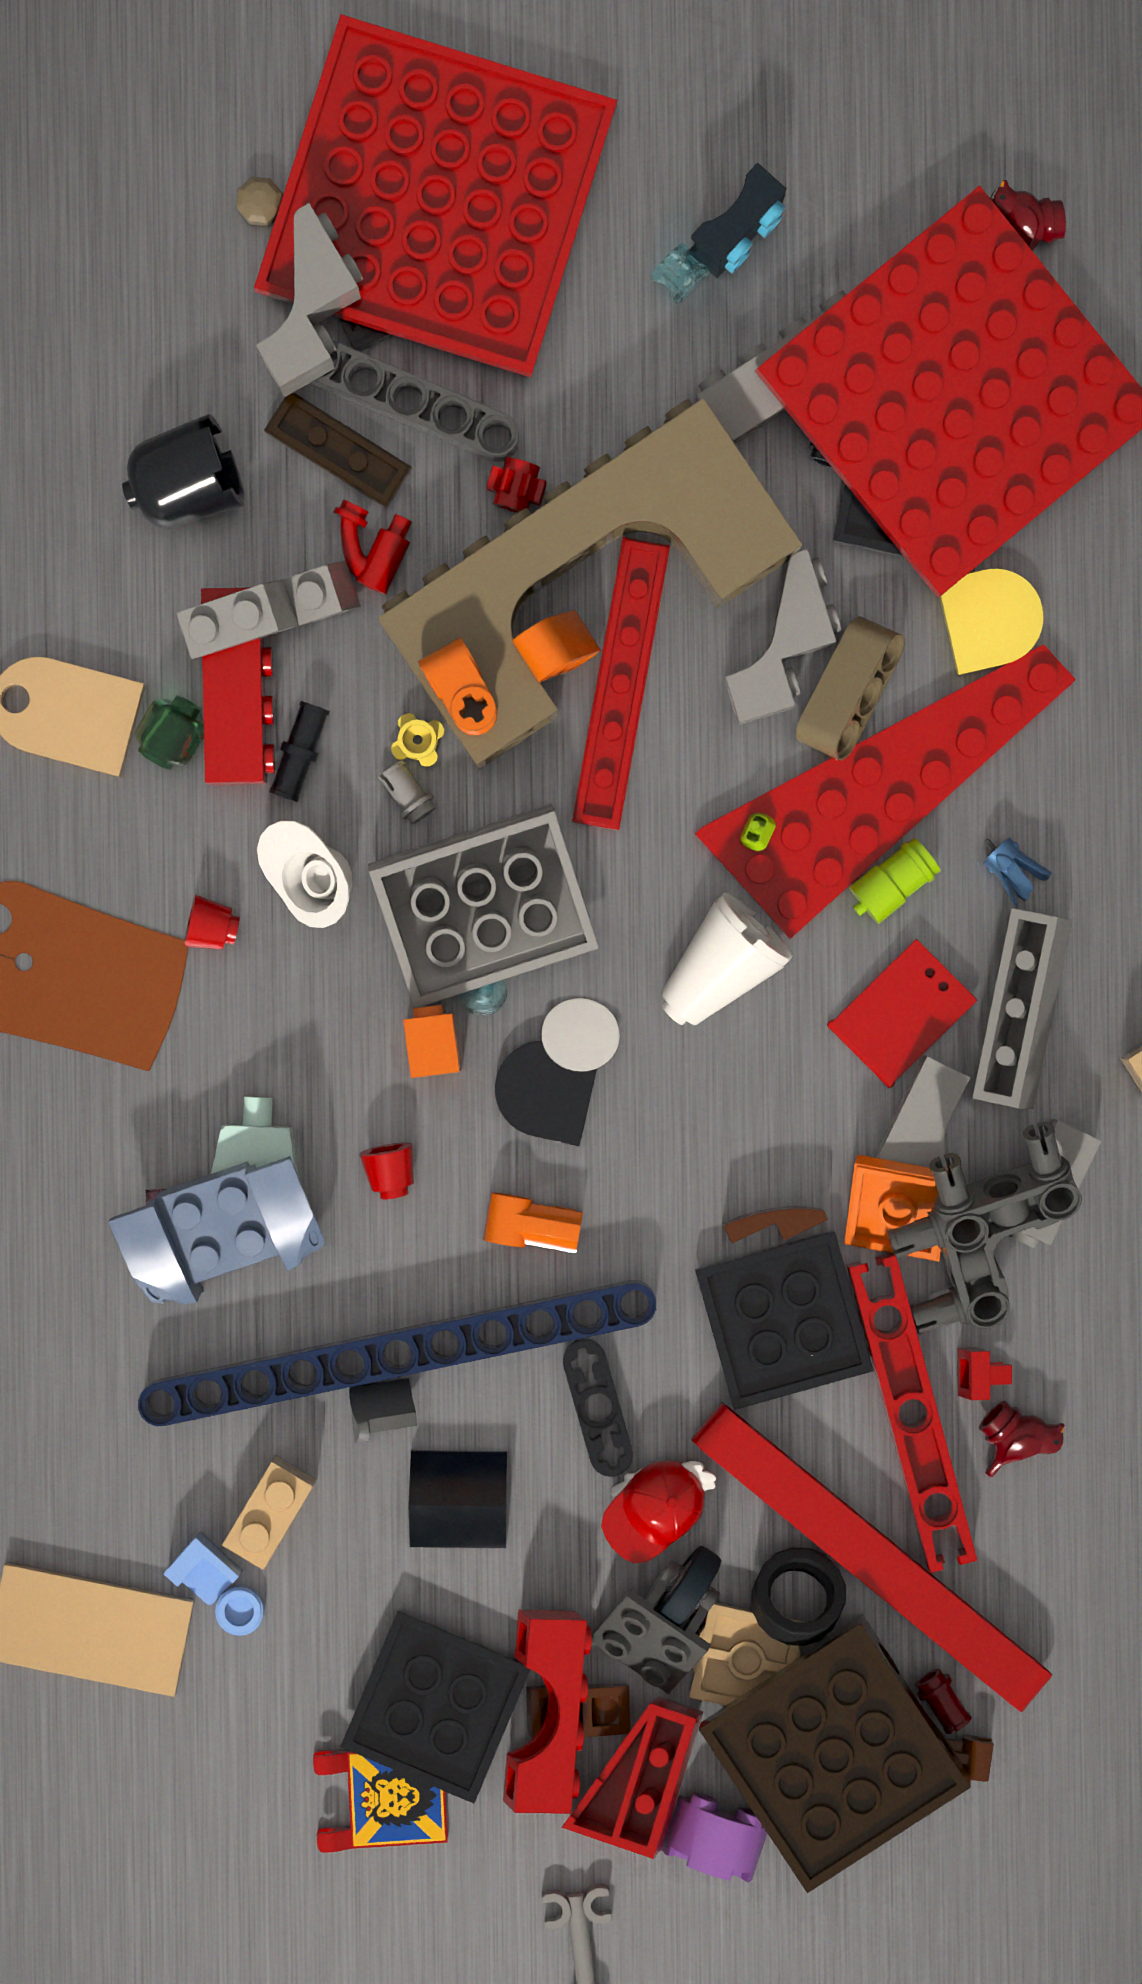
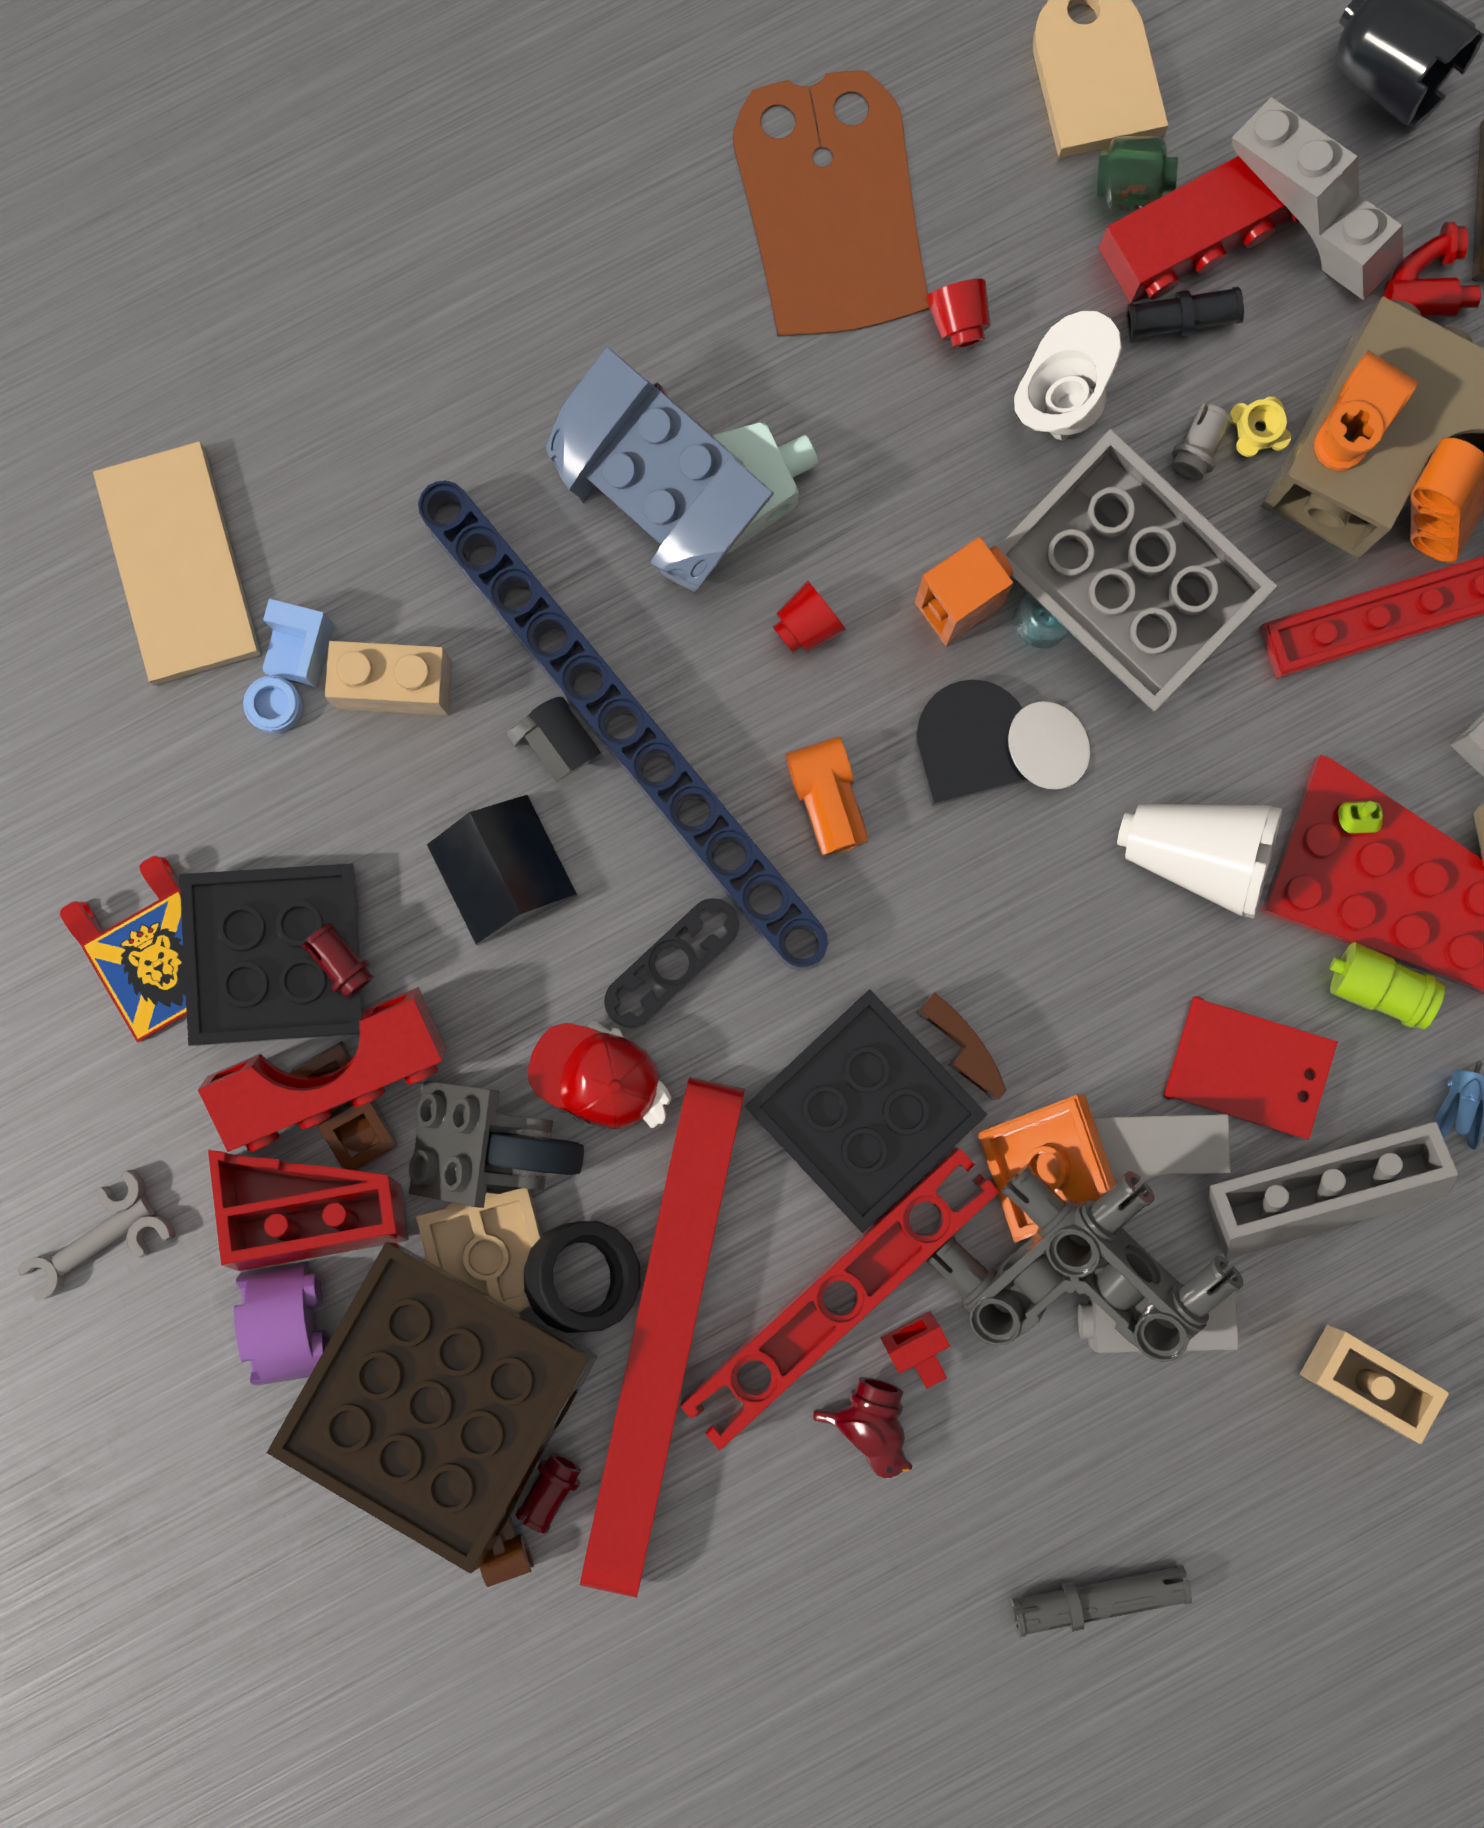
camera: 65 degrees right, 5 degrees down
(469, 1659) = (338, 961): none -> dark red pin

